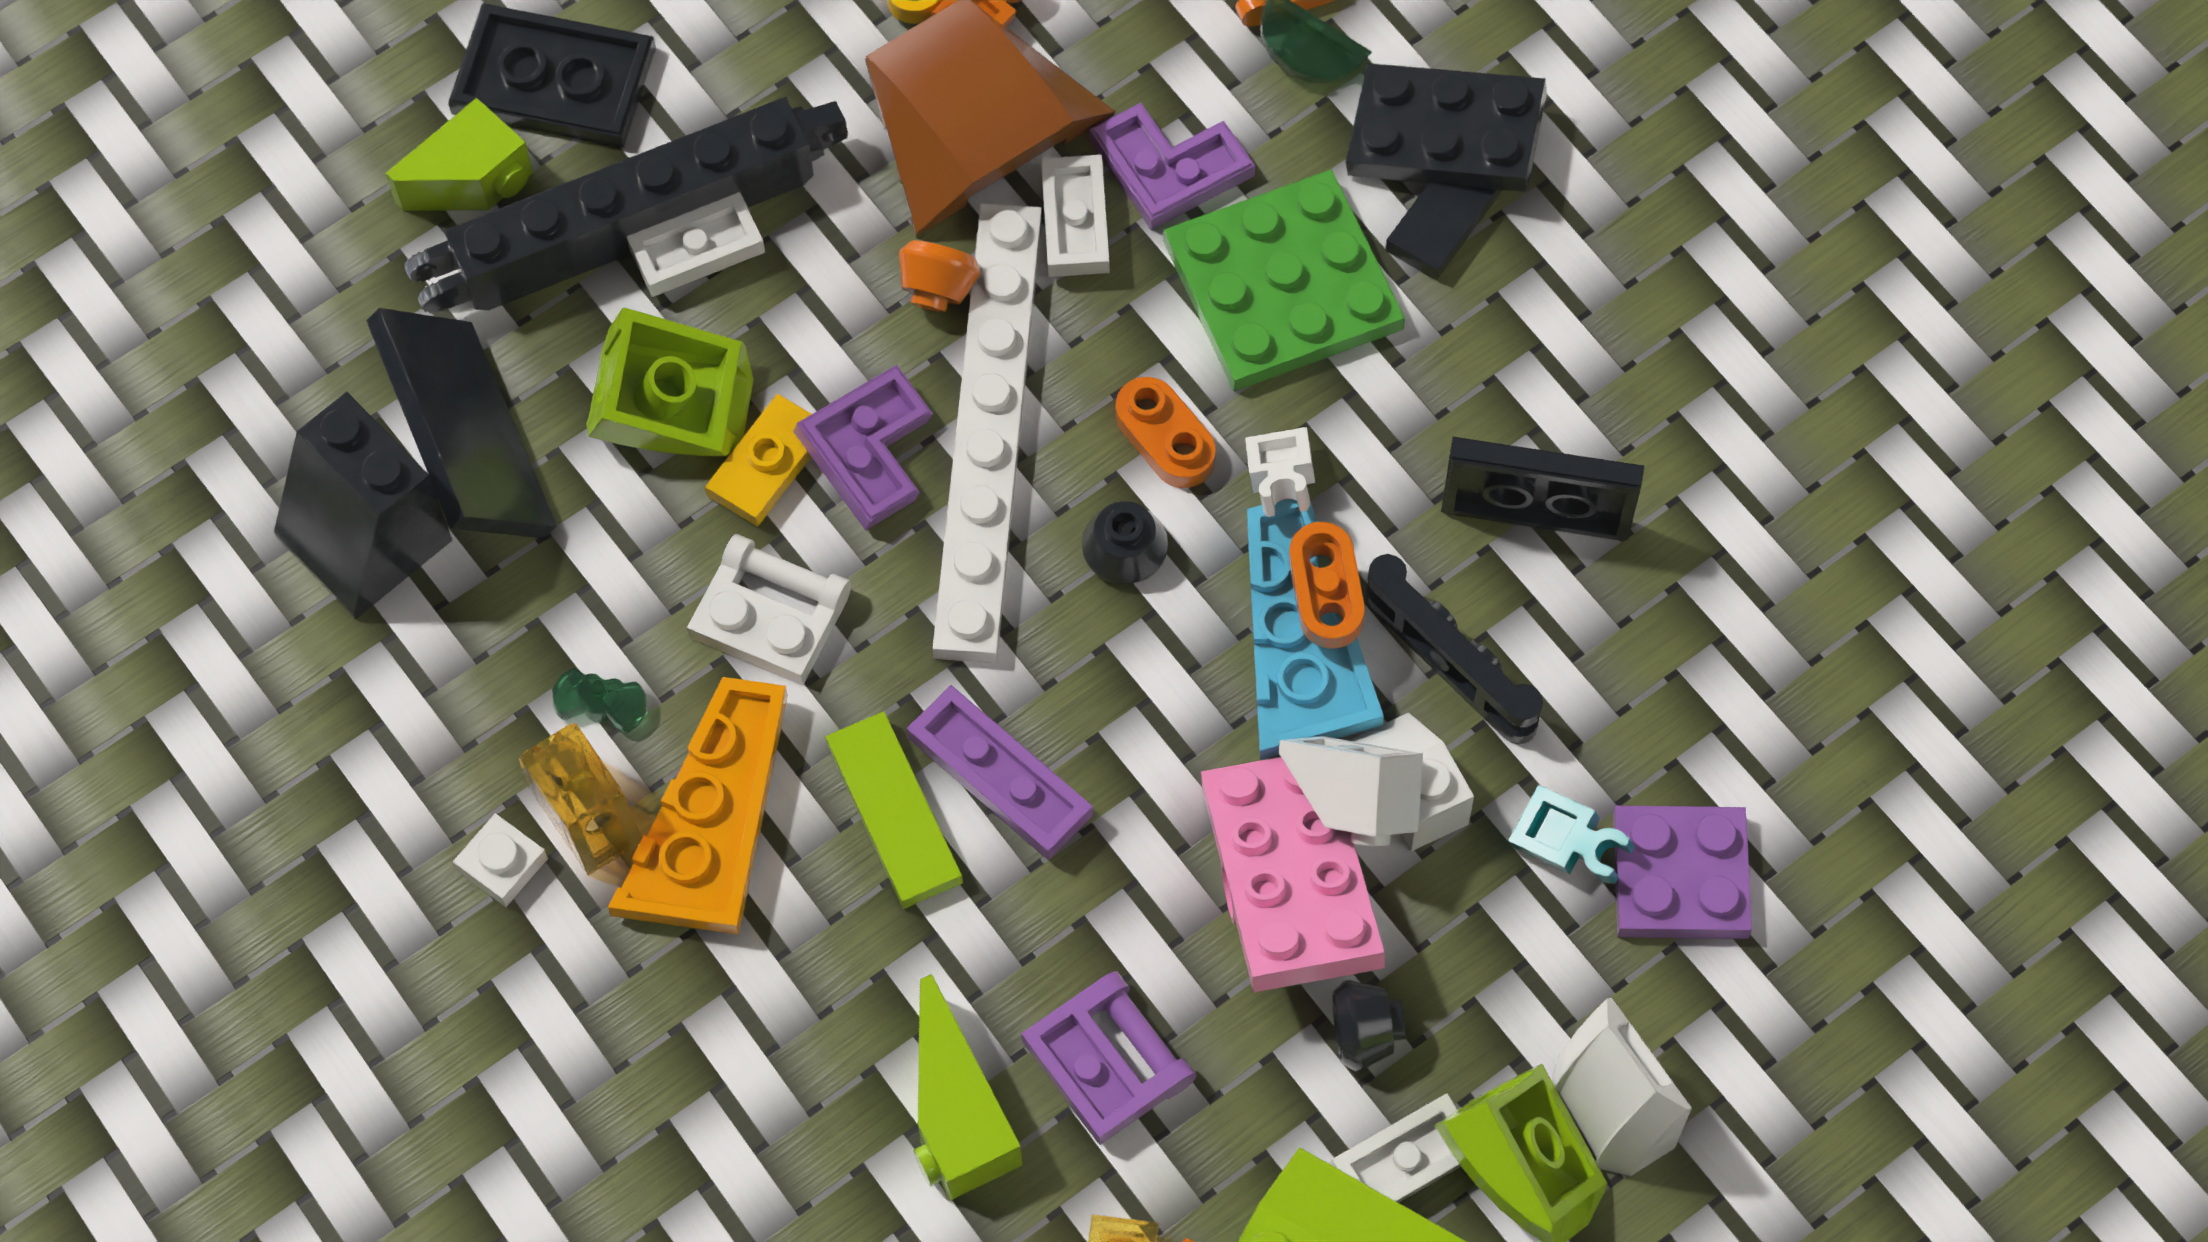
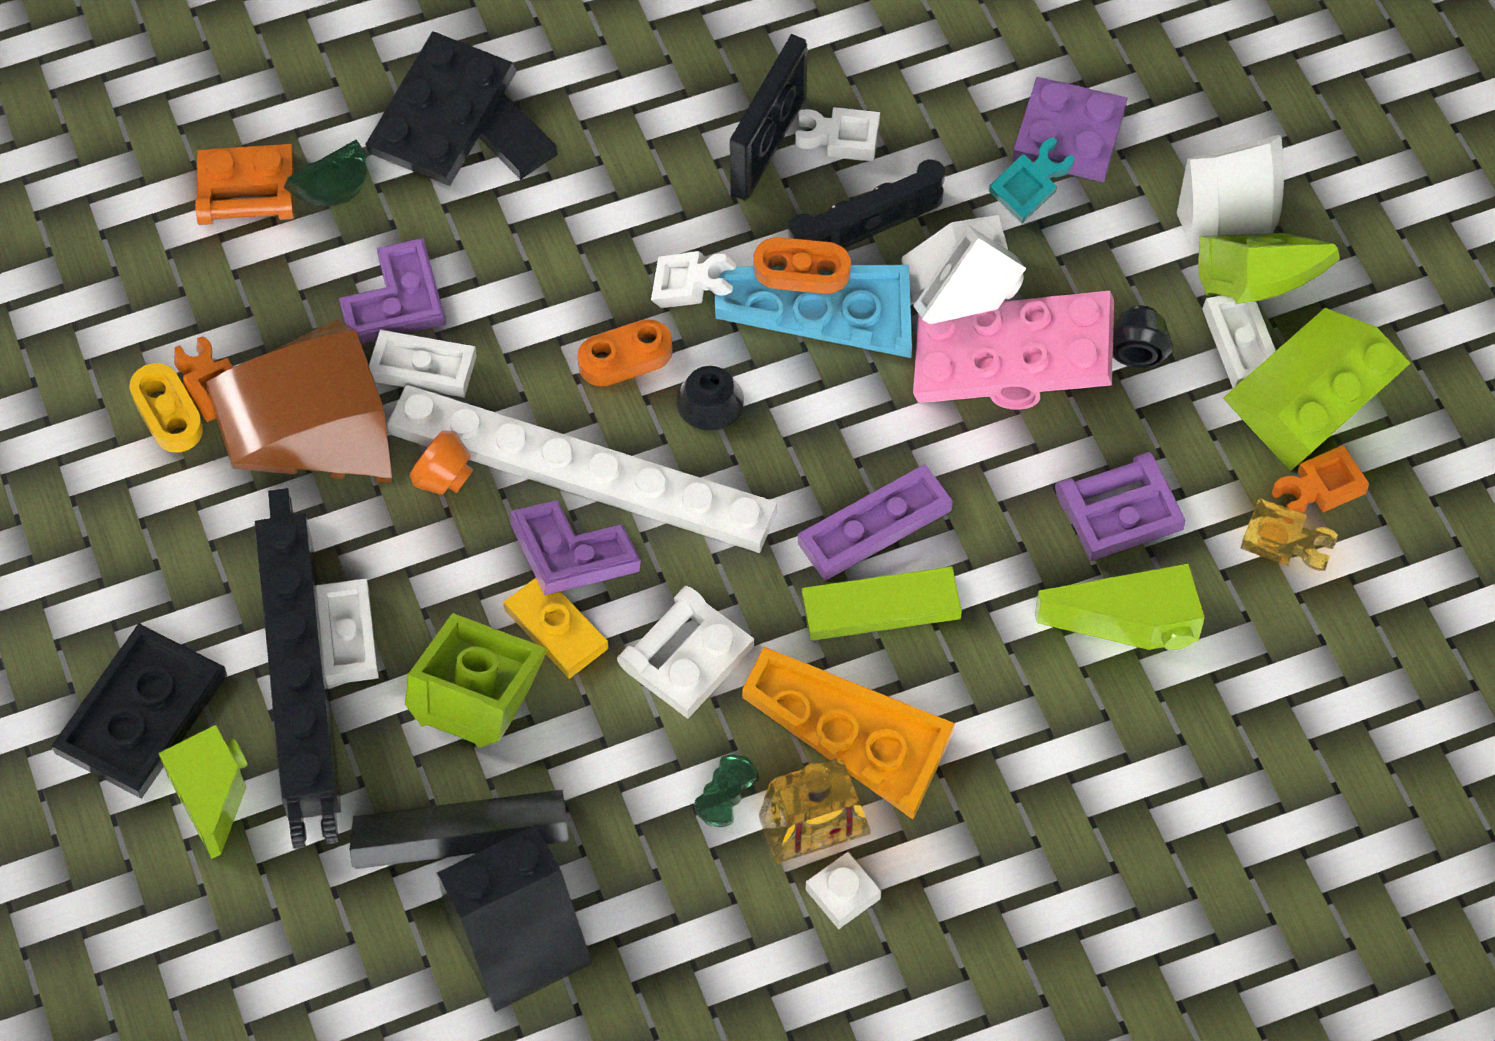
camera: 75 degrees left, 5 degrees down
(1283, 280) = (524, 247): bright green plate -> none
(1570, 598) = (846, 134): none -> white plate

